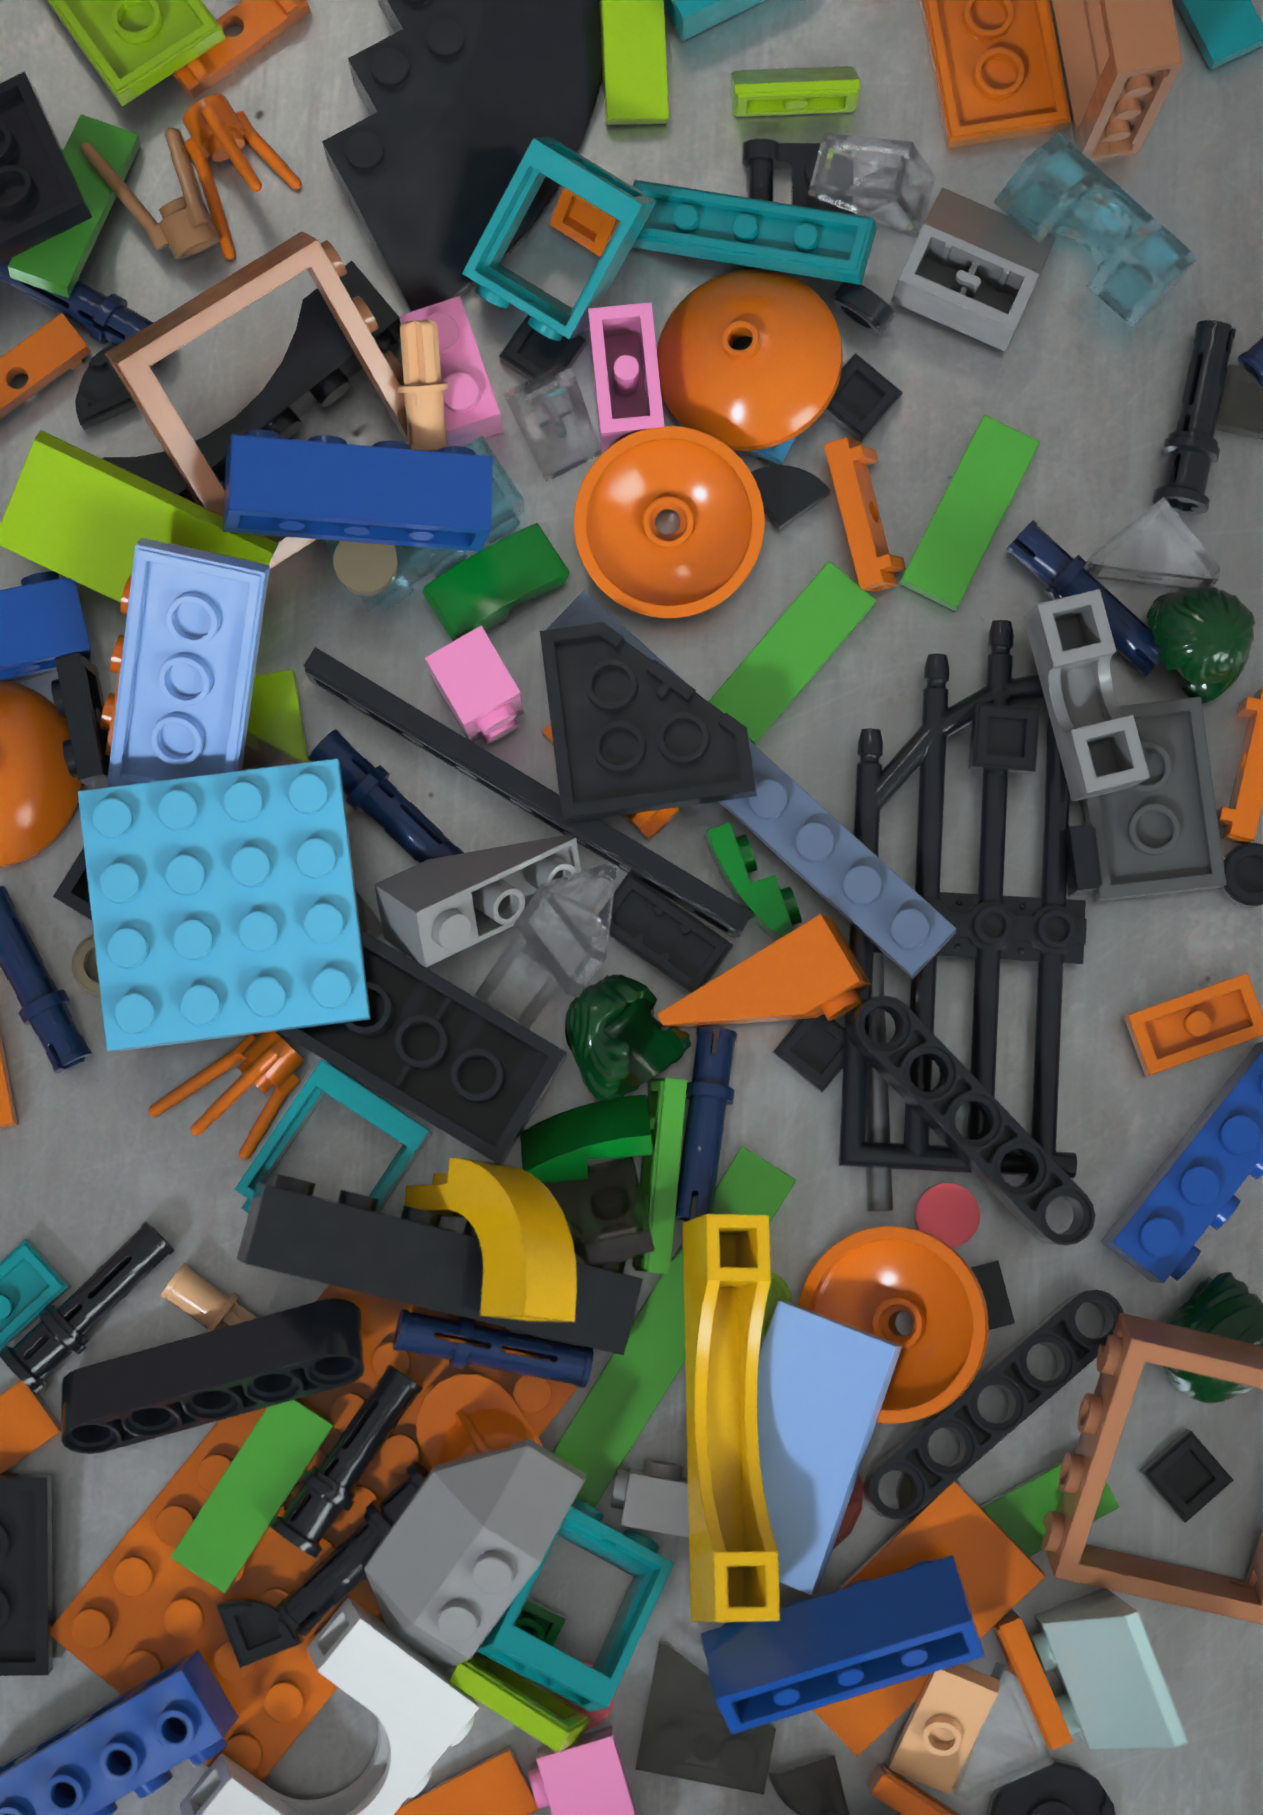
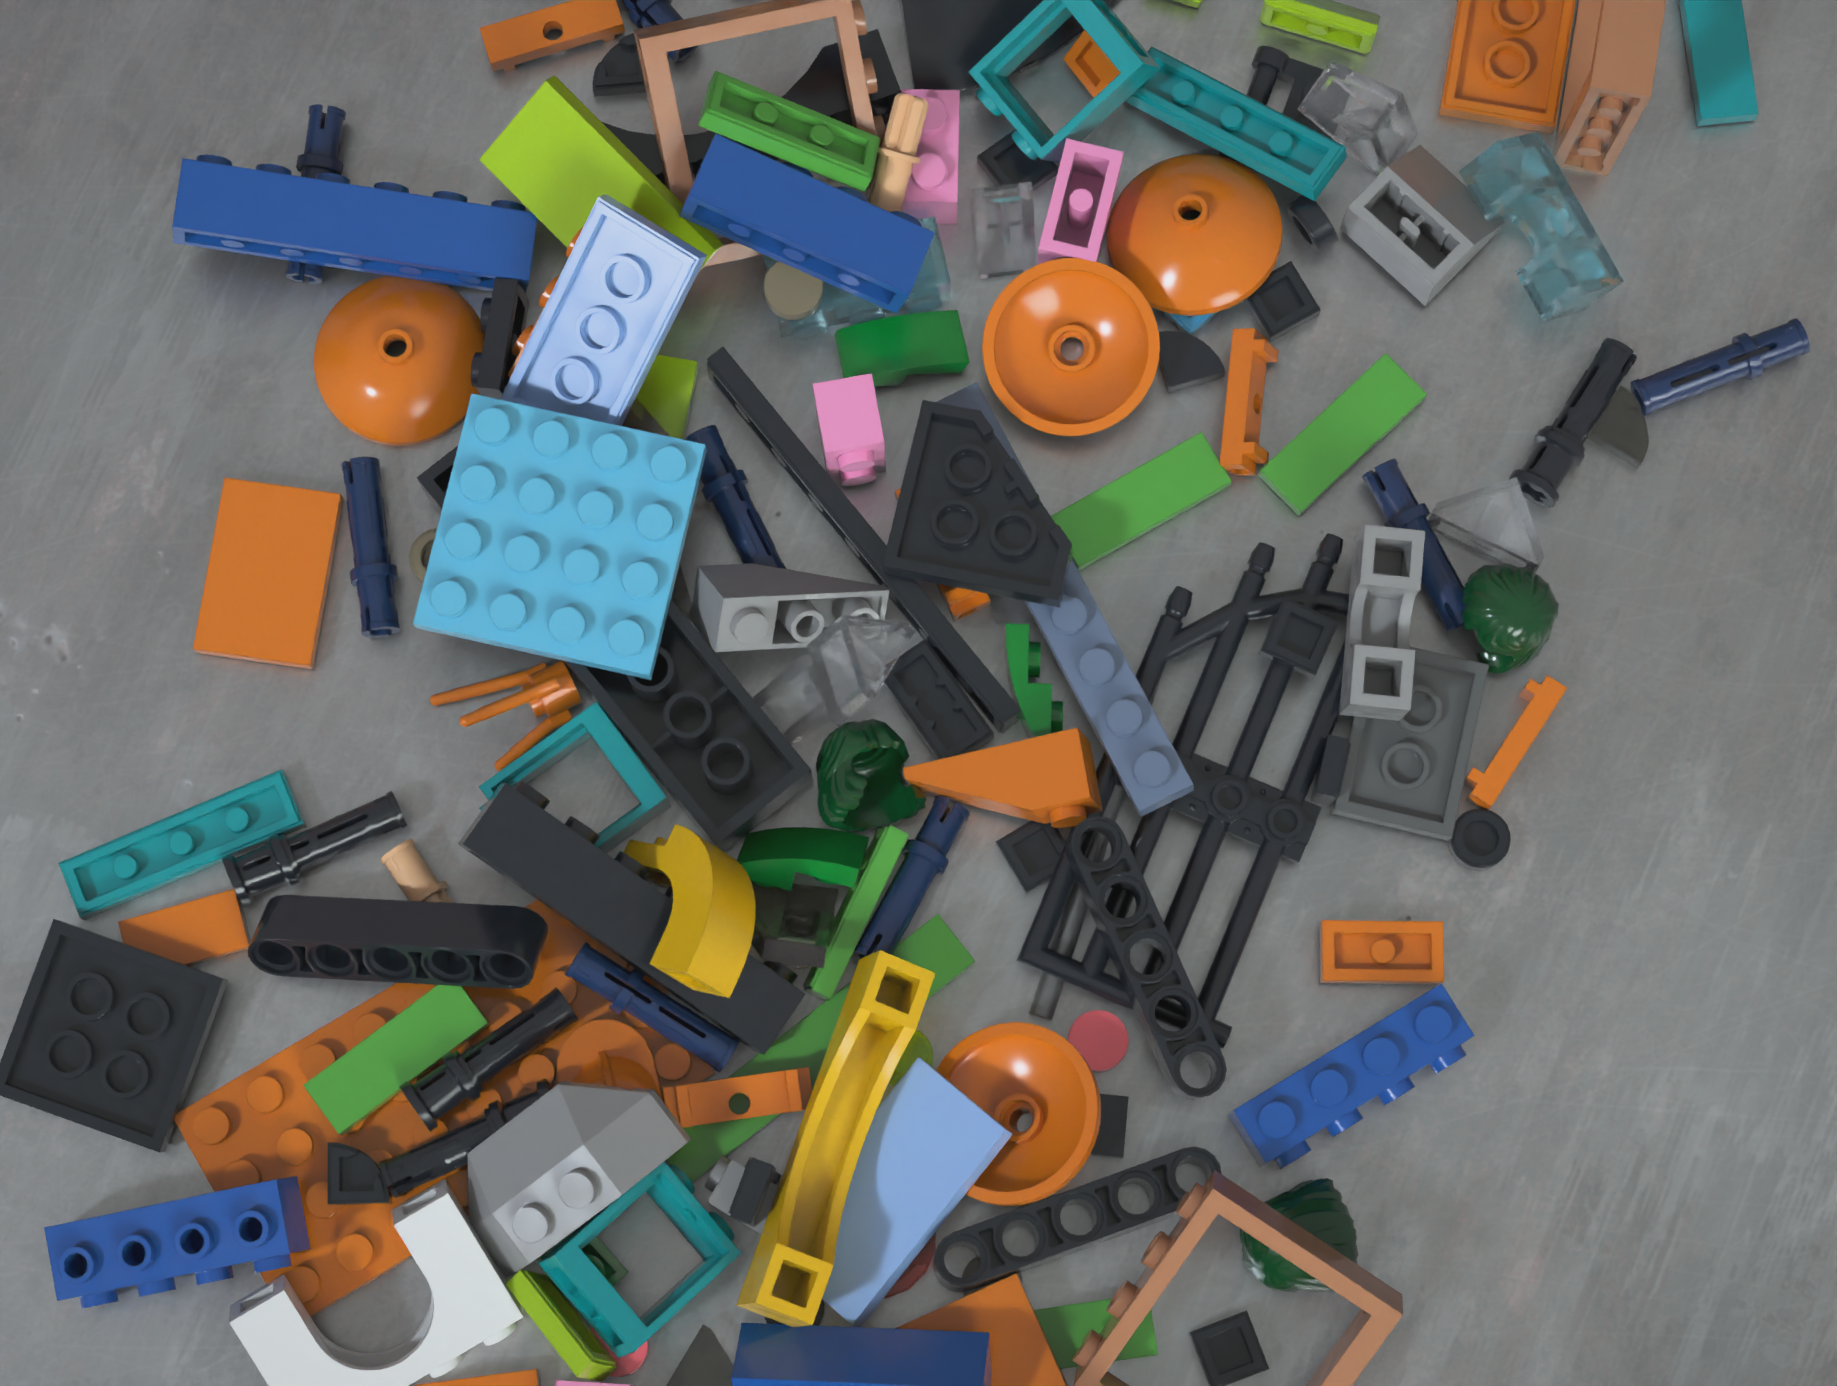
camera: 25 degrees right, 5 degrees down
(305, 404) = (789, 131): none -> bright green tile
(638, 1389) = (767, 1095): none -> orange piece
(664, 1502) = (751, 1191): none -> black tile

